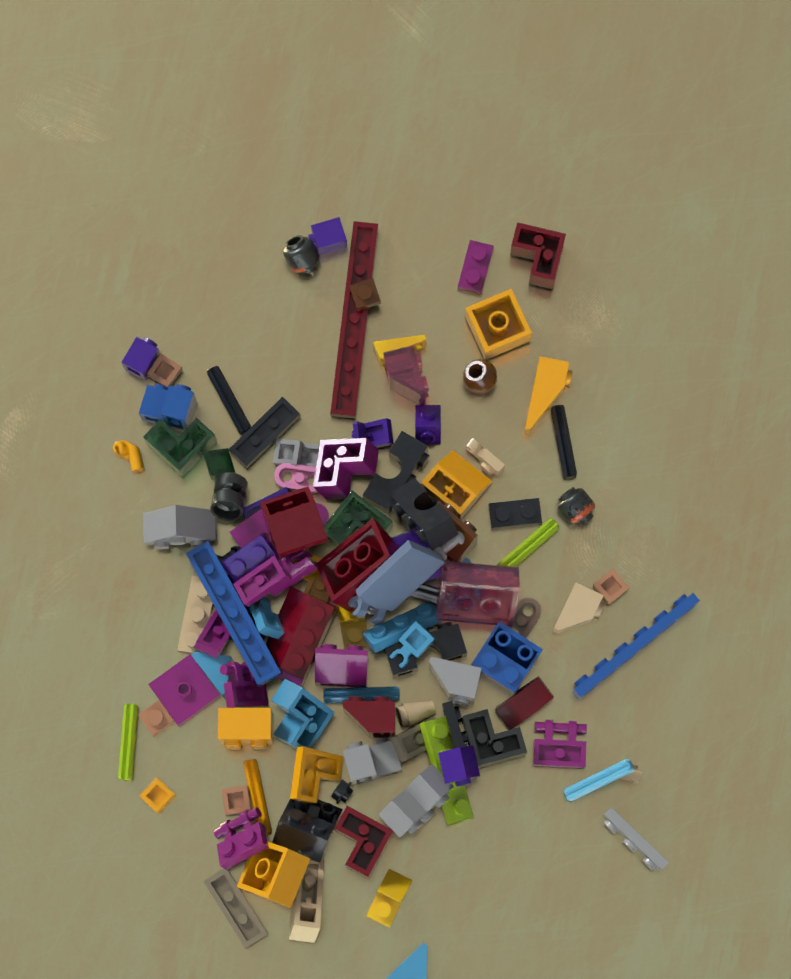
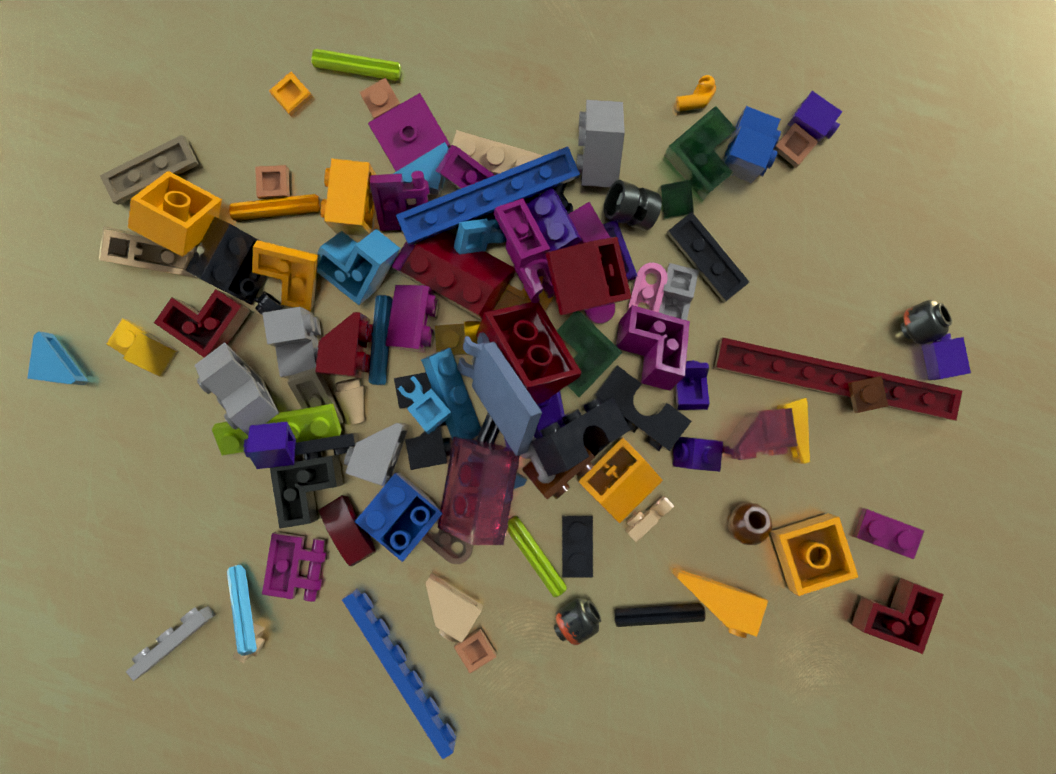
camera: 90 degrees right, 10 degrees up
(229, 399) = (753, 218): black axle -> none
(244, 843) = (214, 184): magenta plate -> none

